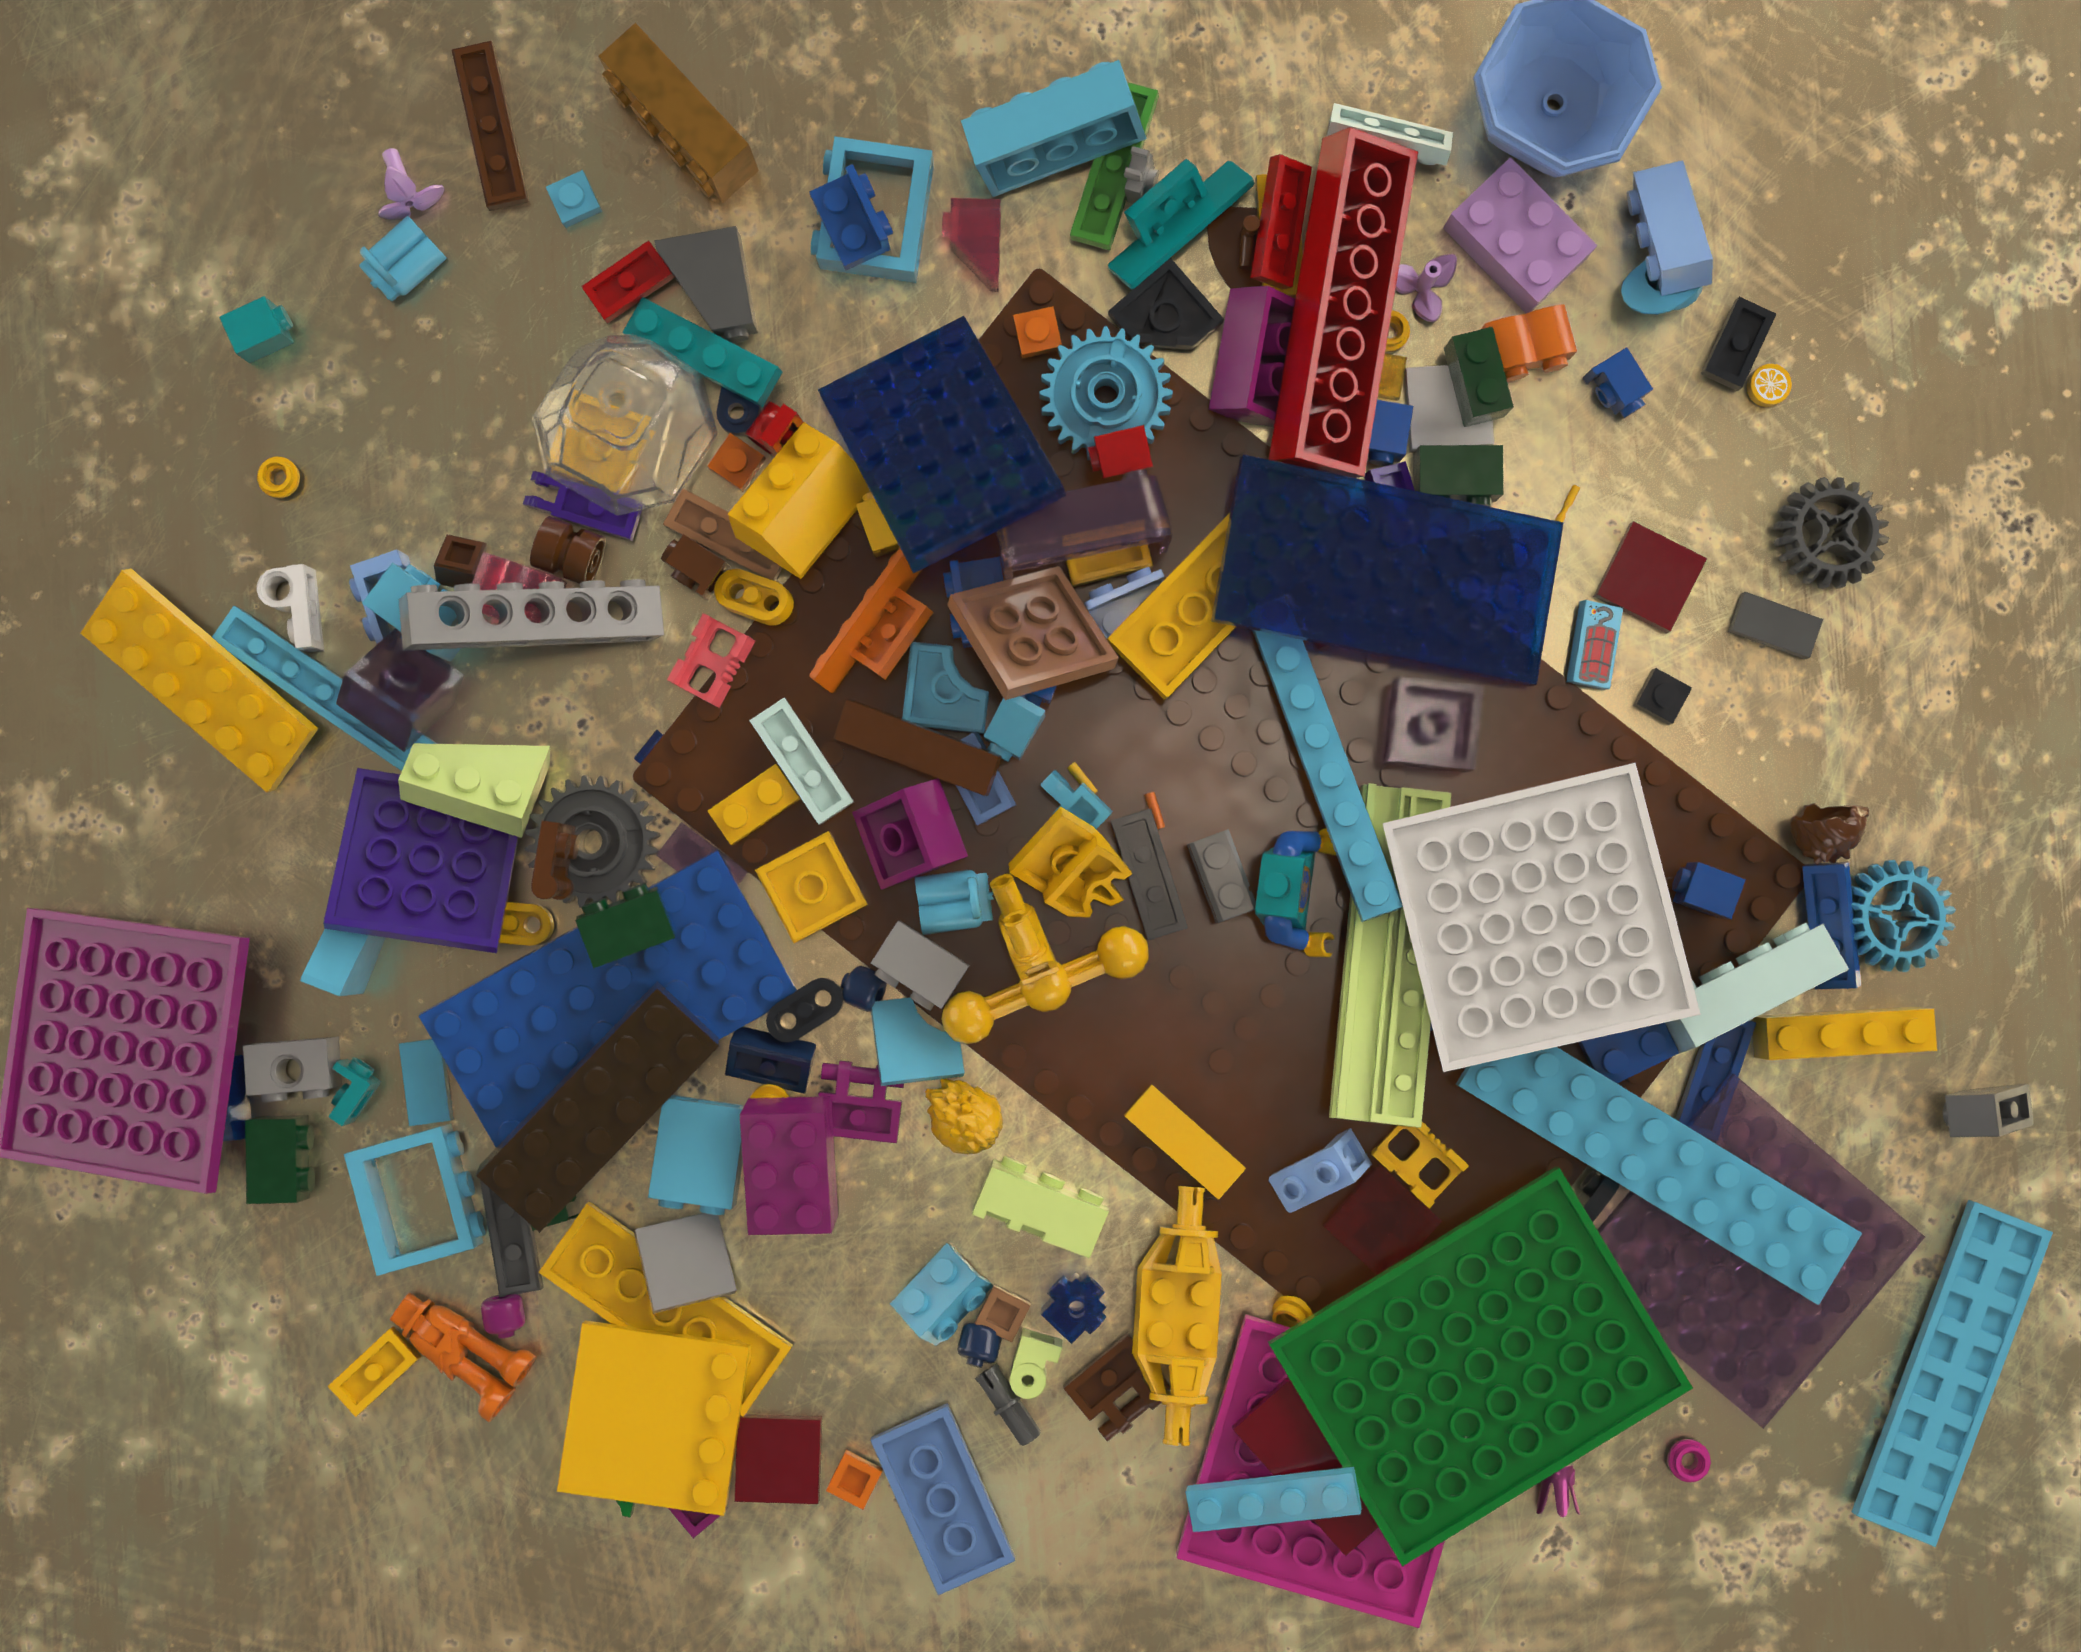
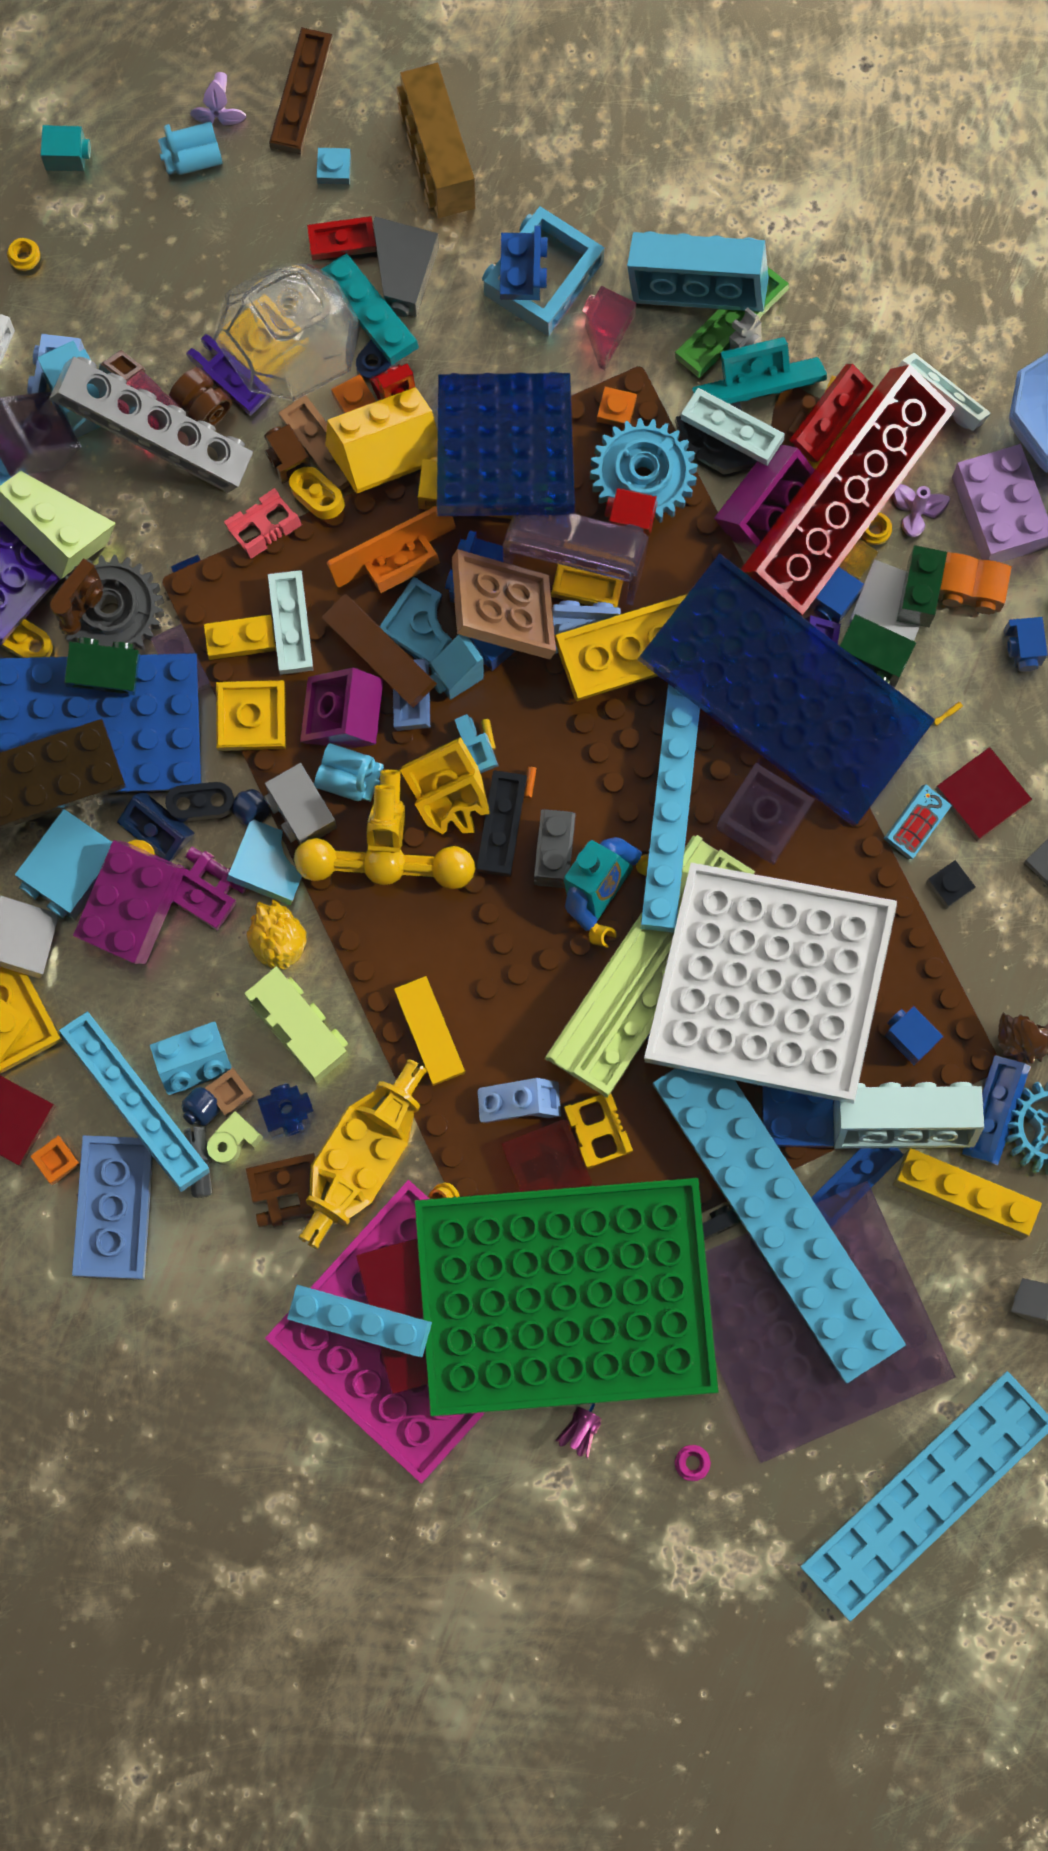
camera: 25 degrees right, 10 degrees down
(907, 1378) = (134, 1101): none -> medium azure plate
(1180, 294) = (732, 426): none -> light aqua plate

